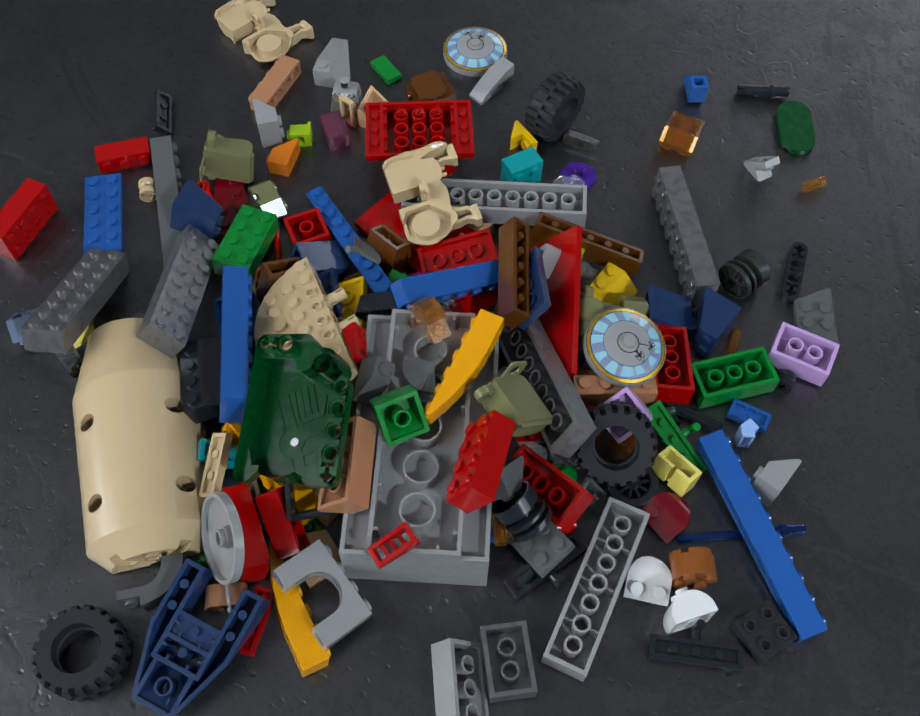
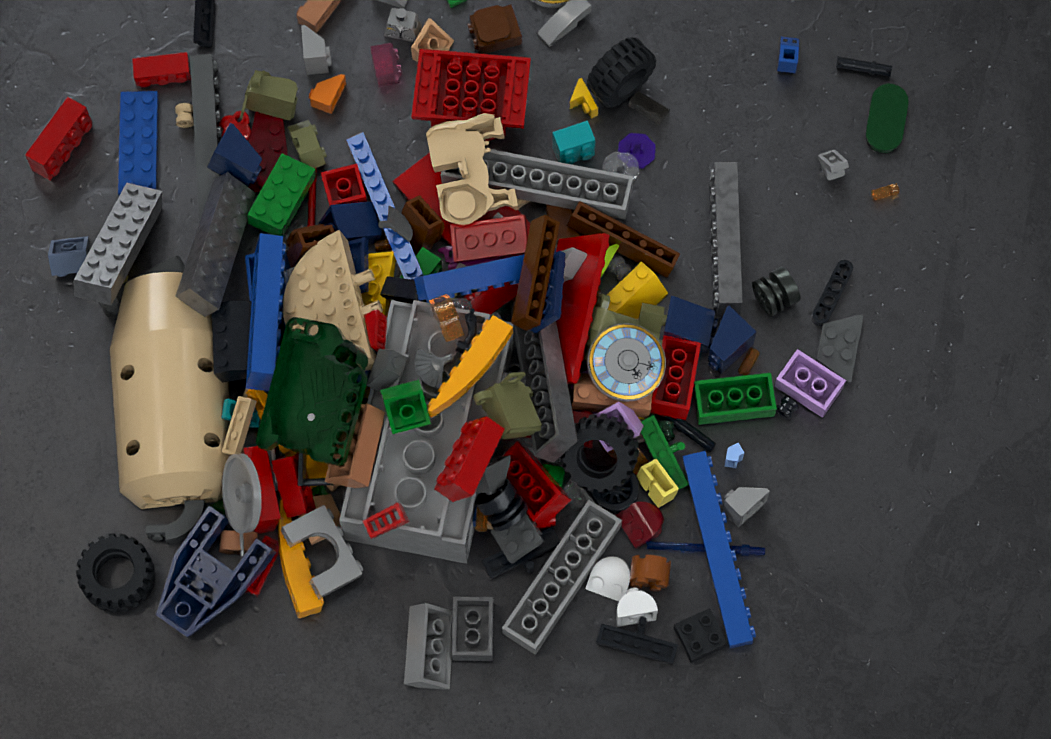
camera: 10 degrees right, 10 degrees up
(302, 132) = (348, 65): lime brick -> none
(348, 110) = (402, 44): tan slope -> none
(457, 323) = (471, 322): none -> black piece
(681, 133) = (759, 111): clear orange slope -> none
(741, 412) = (739, 434): blue plate -> none

